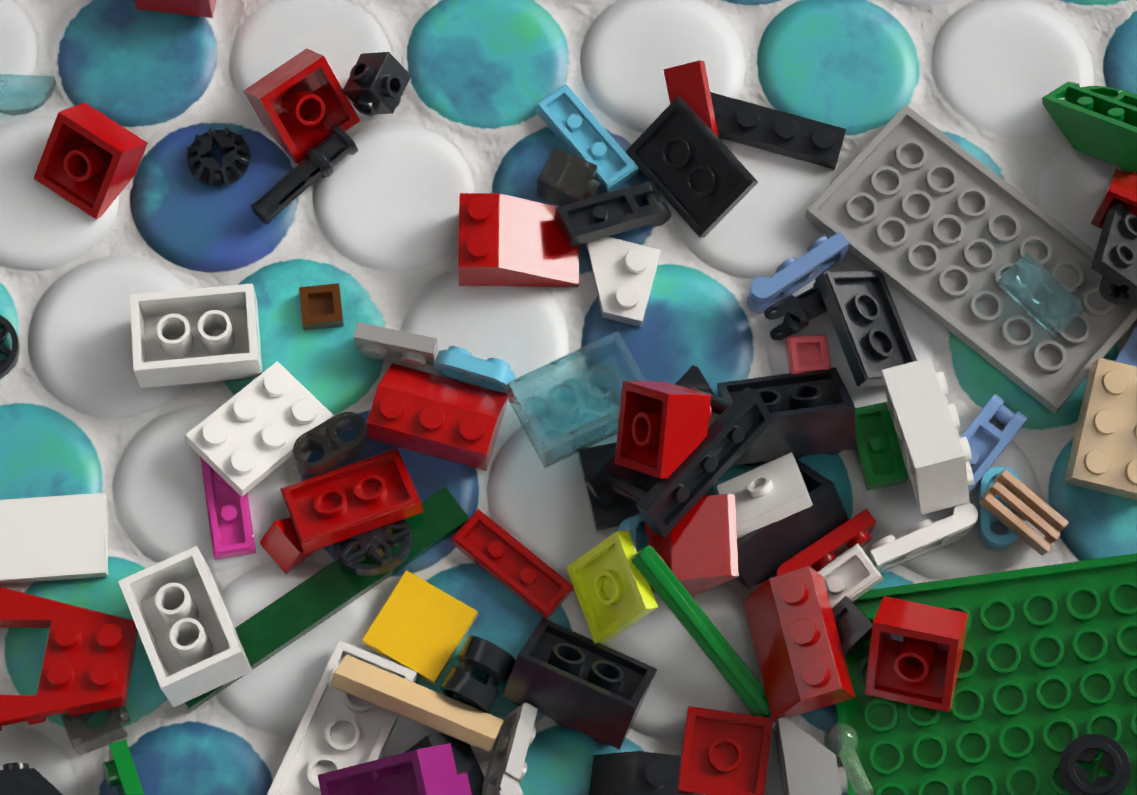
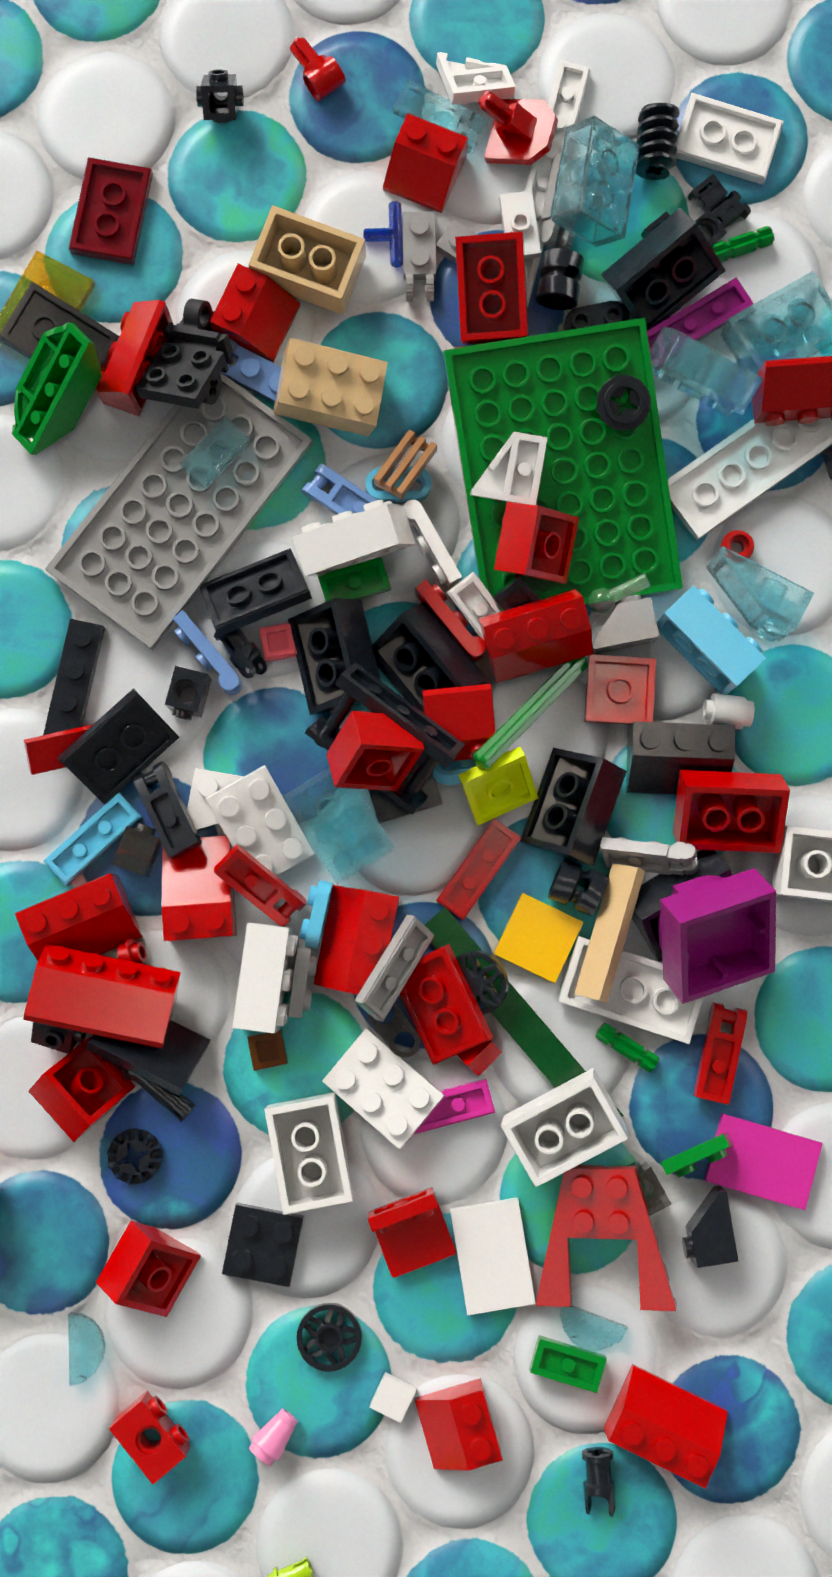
camera: 95 degrees left, 15 degrees up
(86, 446) = (411, 1232): none -> red bracket
(97, 284) = (262, 1244): none -> black plate
(272, 722) = (627, 1047): none -> green axle
(342, 174) = (164, 1066): none -> black tile
(401, 442) = (394, 968): none -> light grey tile
(403, 126) = (102, 996): none -> red slope
(406, 297) = (265, 978): none -> white brick
(448, 166) = (132, 951): none -> red plate
(489, 115) = (82, 919): none -> red slope
(513, 304) = (259, 885): none -> red plate
(586, 309) = (260, 821): none -> white plate
(748, 231) = (182, 679): none -> black brick
(767, 494) = (411, 665): white plate -> none
(1007, 629) = (514, 471): none -> white wing

